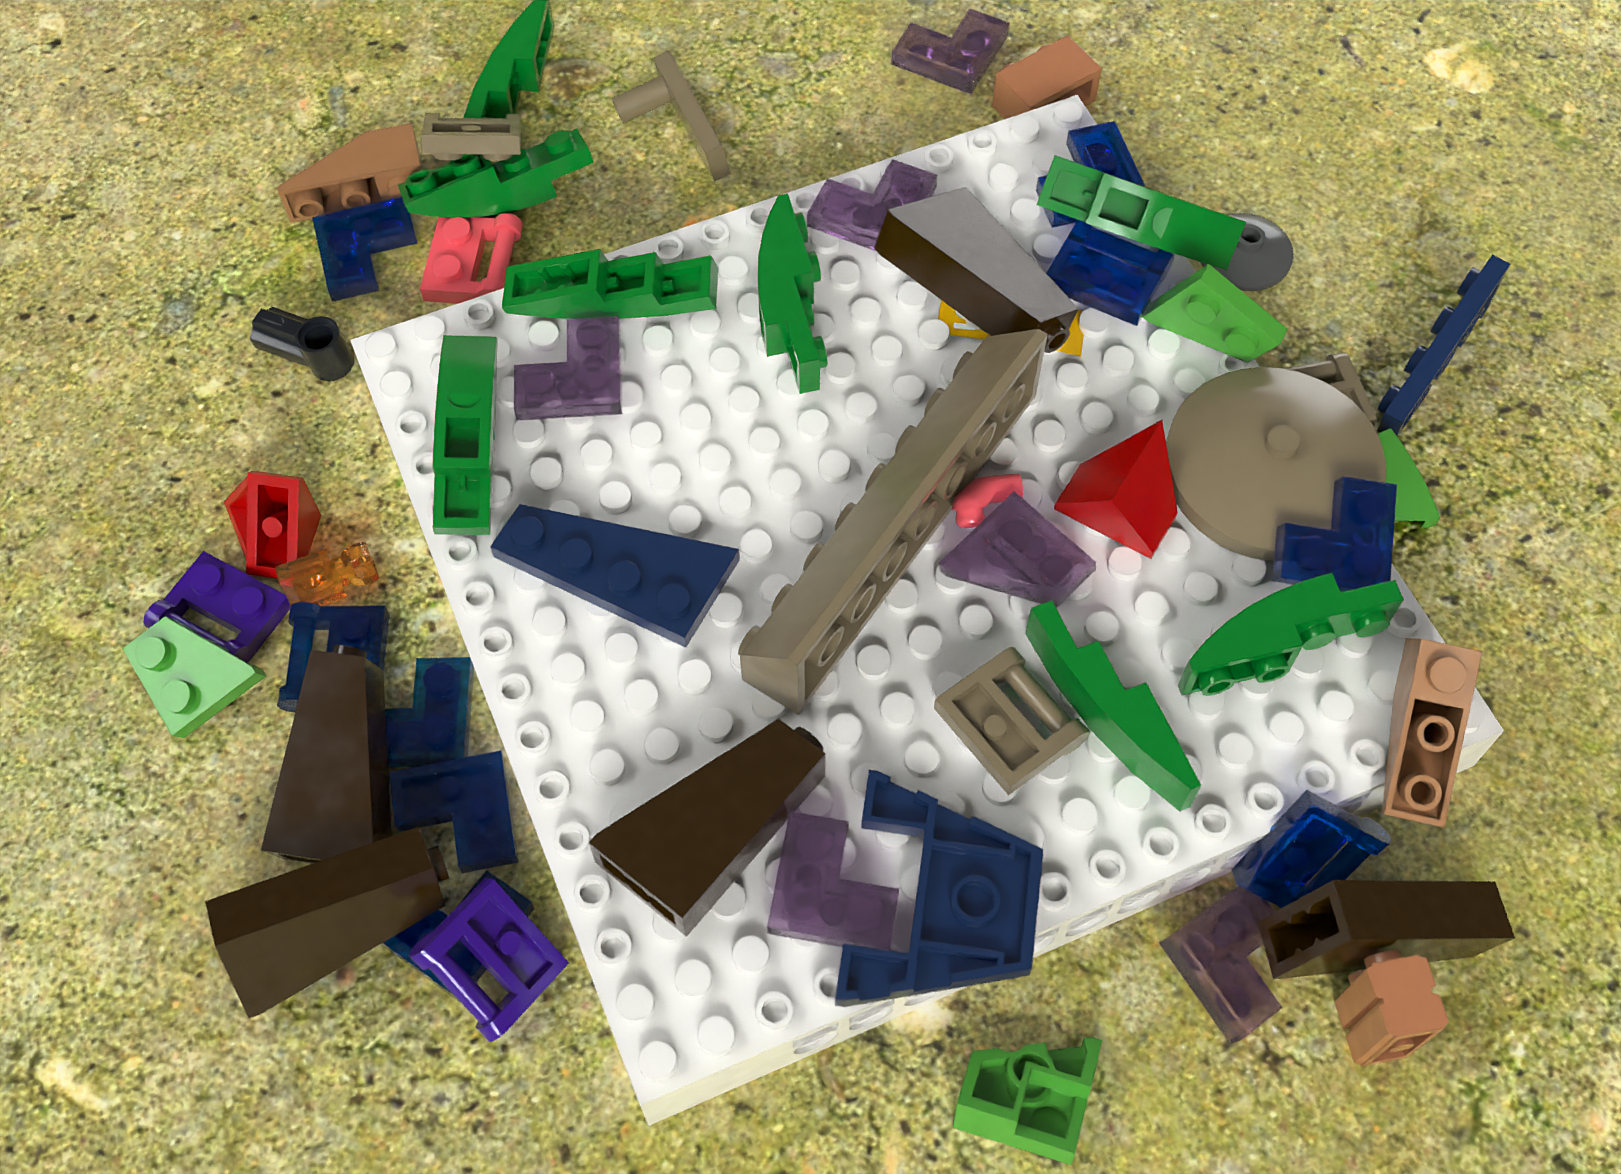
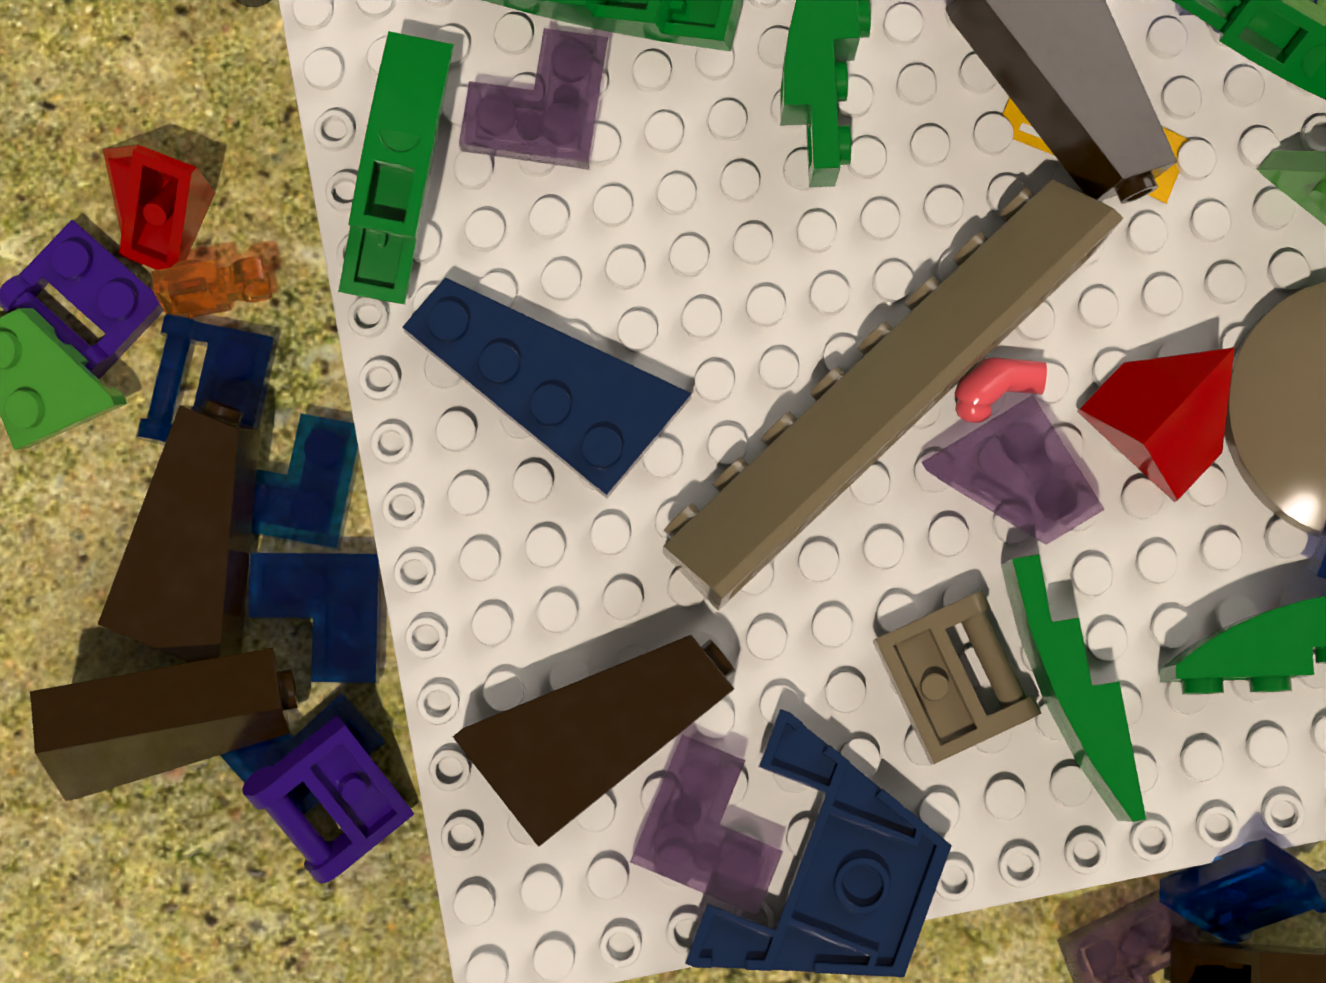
camera: 10 degrees right, 20 degrees up
(1103, 280) = (1222, 113): clear blue plate -> none

